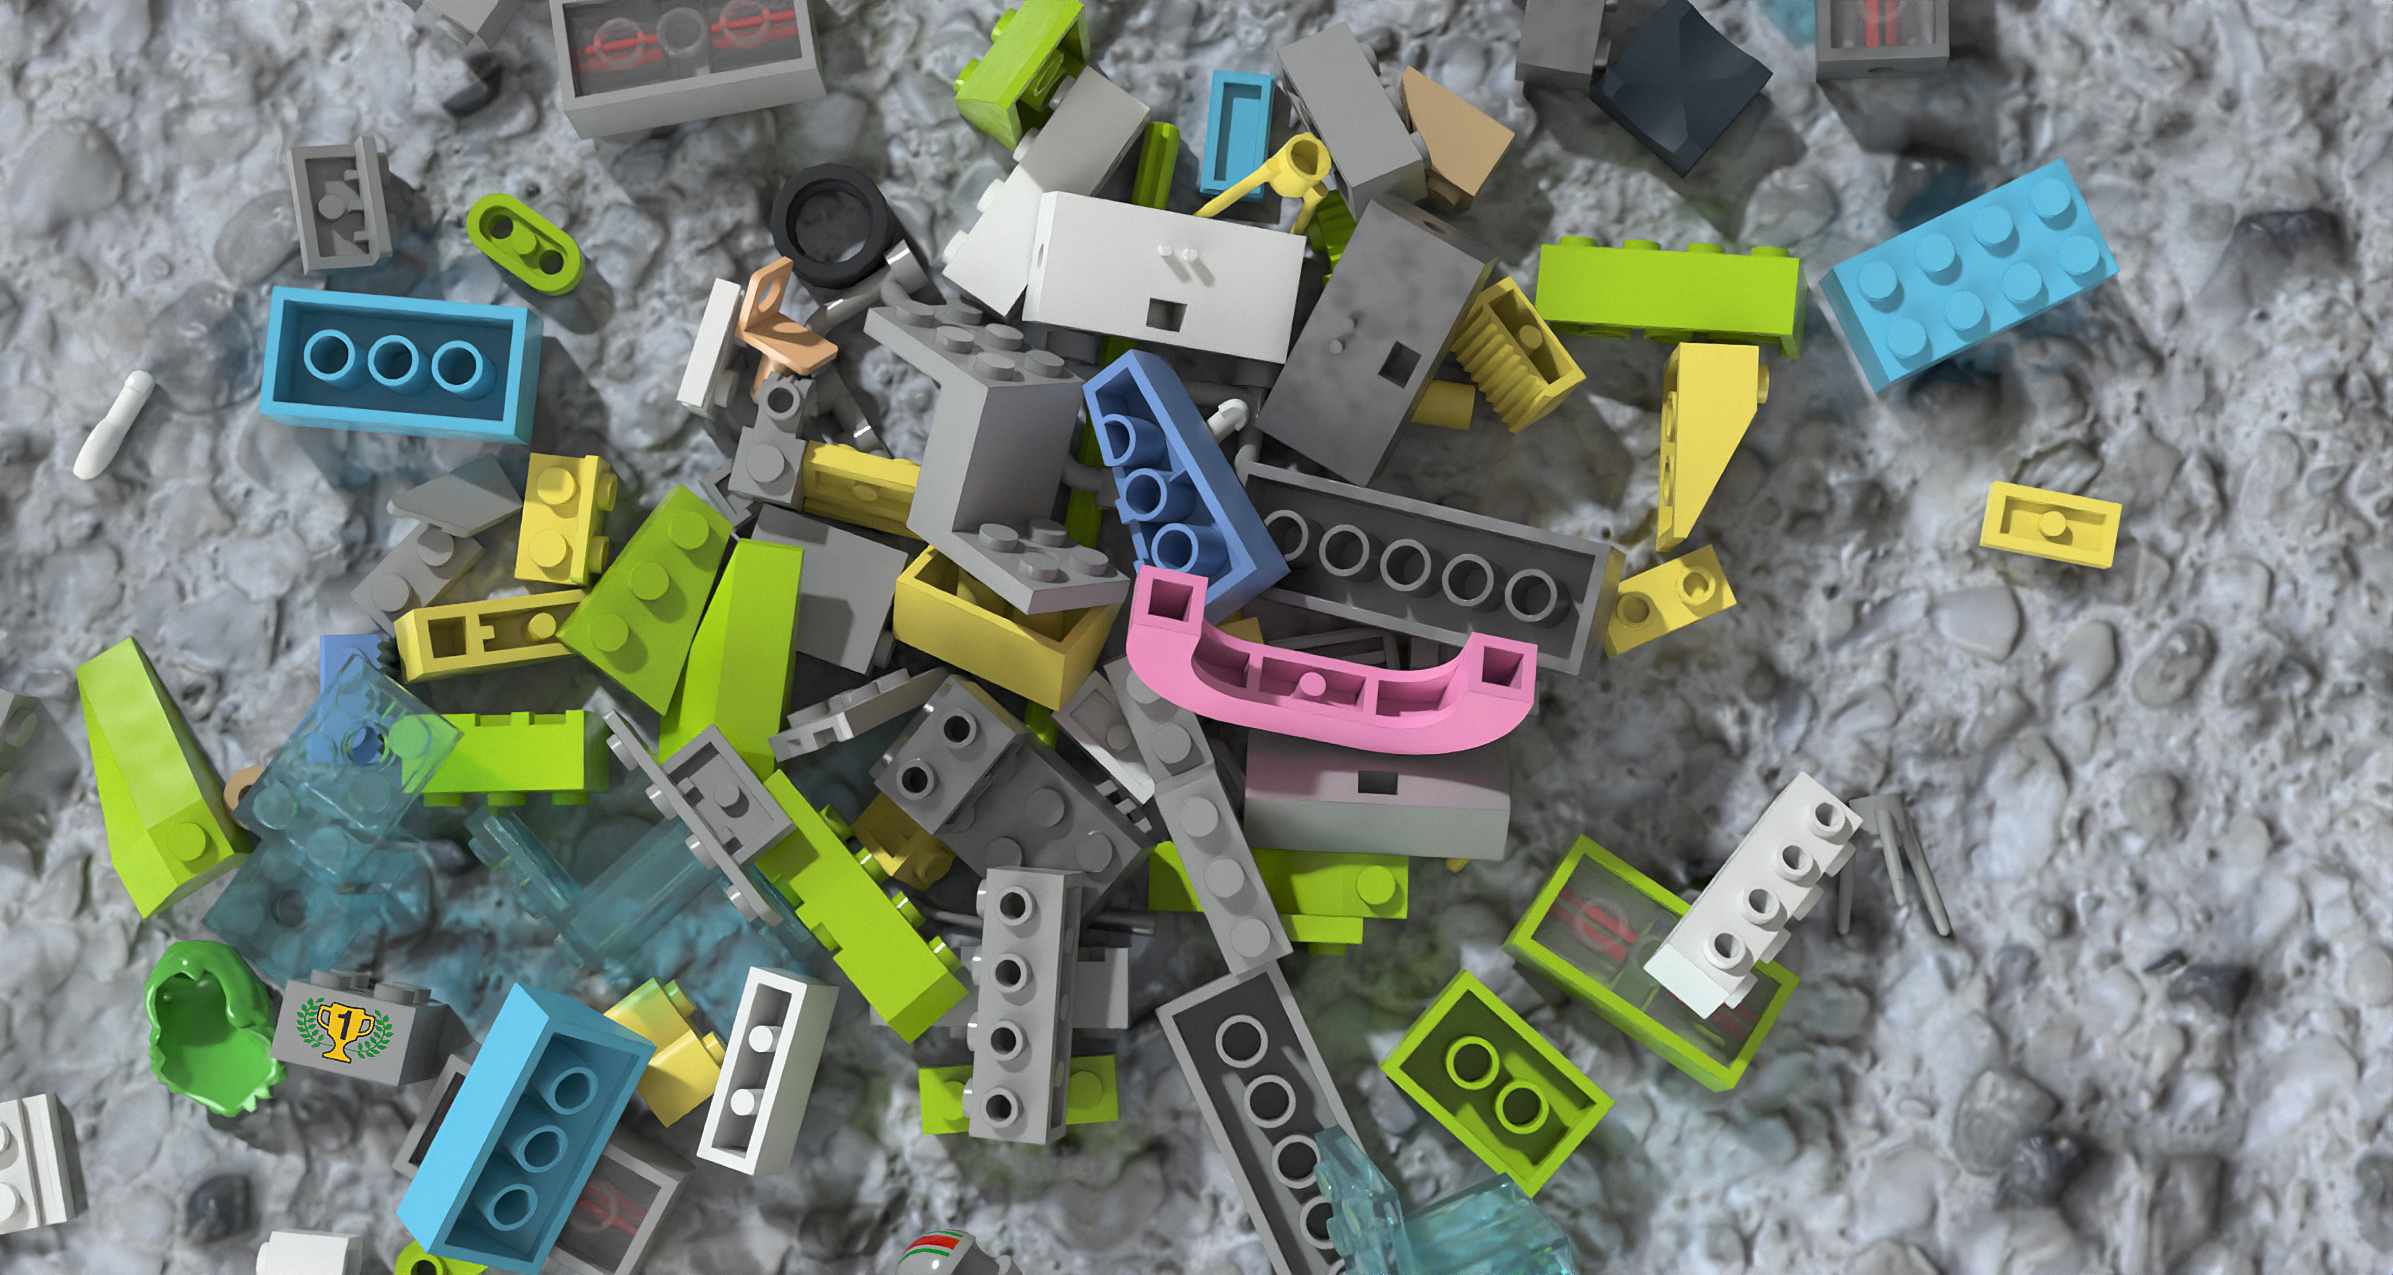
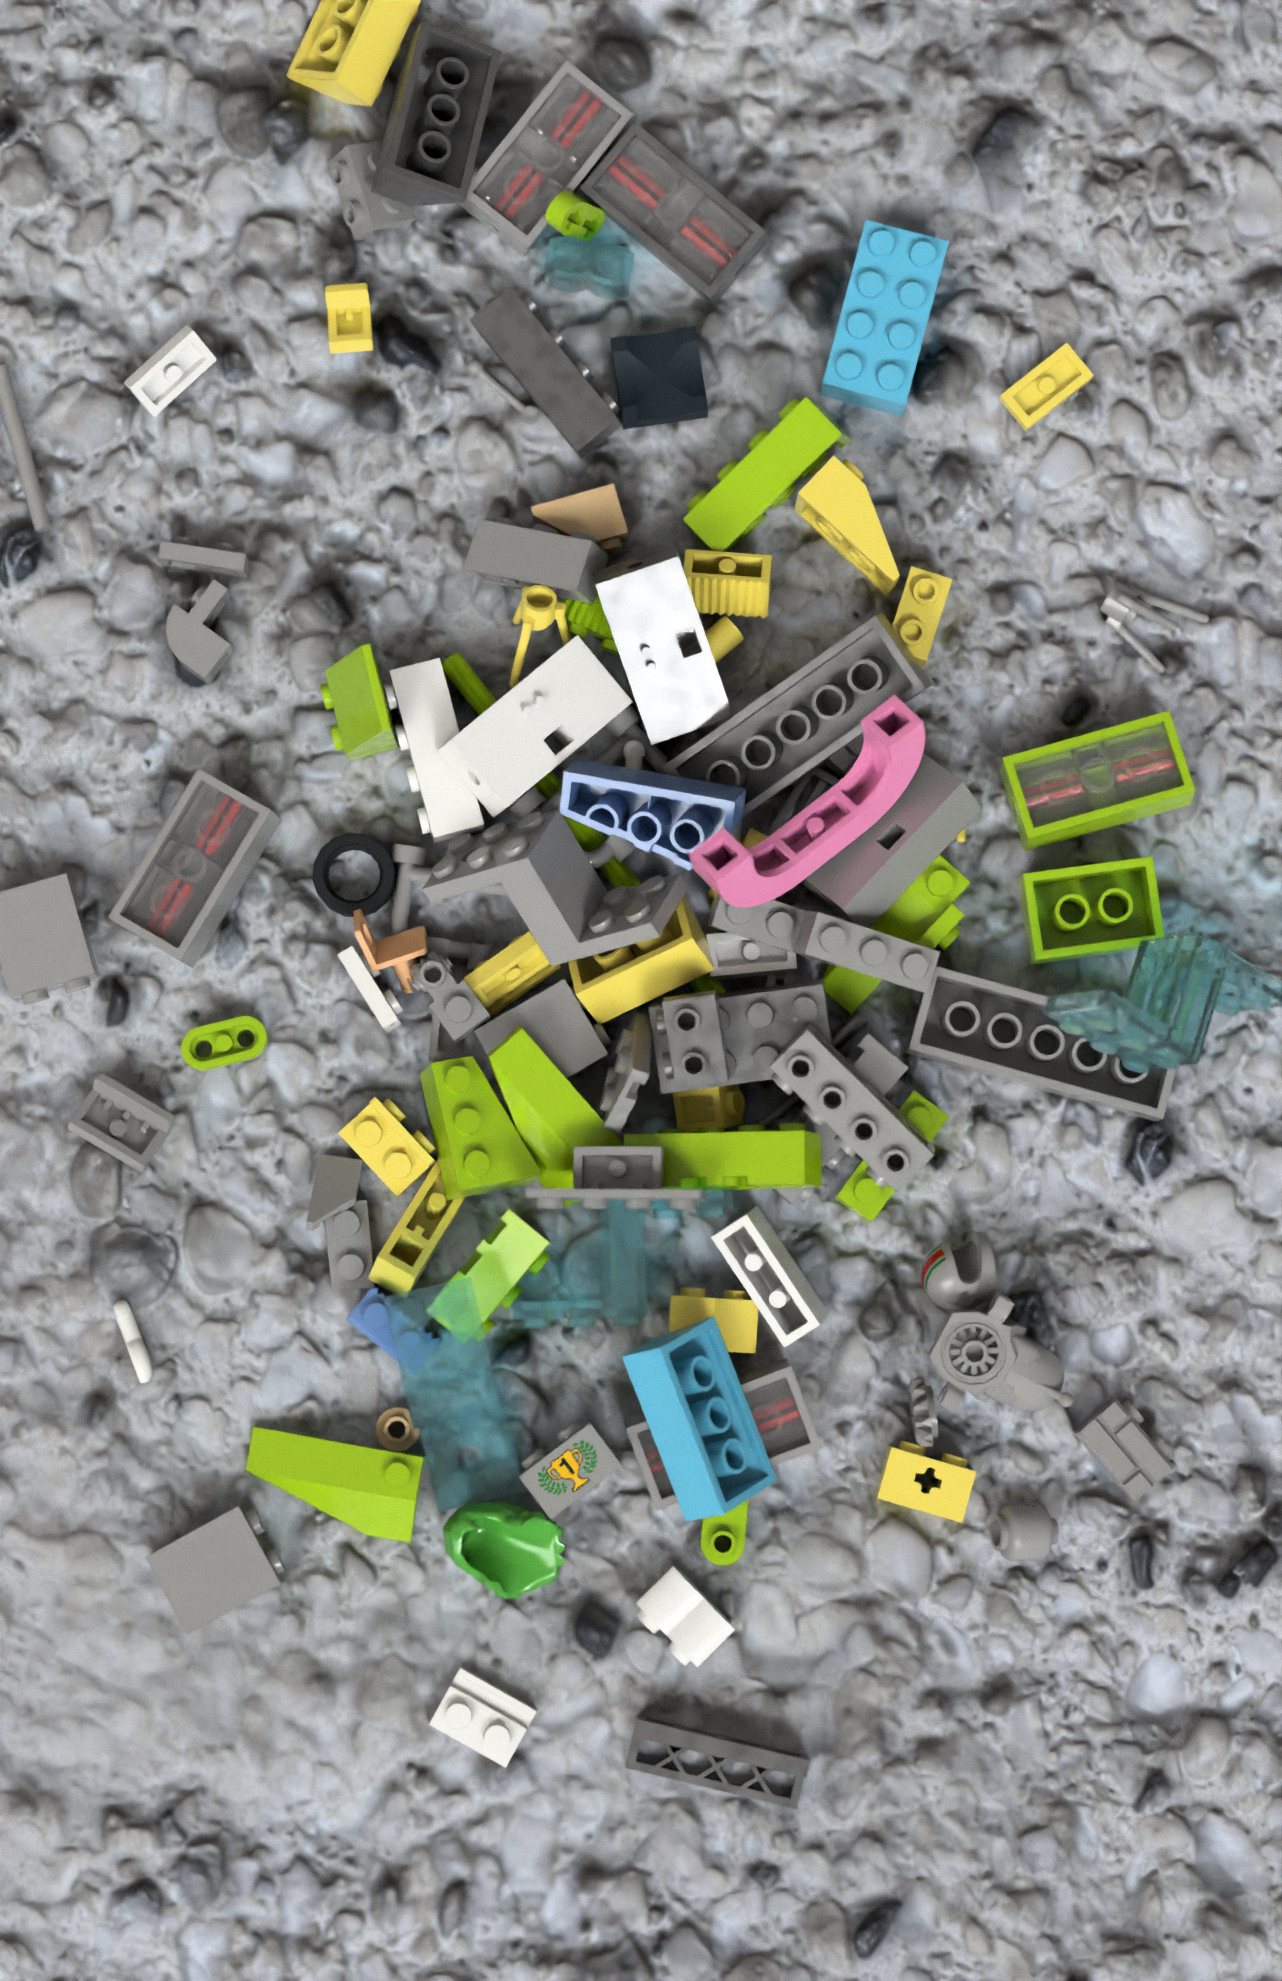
camera: 60 degrees left, 0 degrees up
(401, 366) = (237, 1160): medium azure brick -> none
(1237, 131) = (484, 624): medium azure tile -> none
(1754, 896) = (1108, 697): white brick -> none

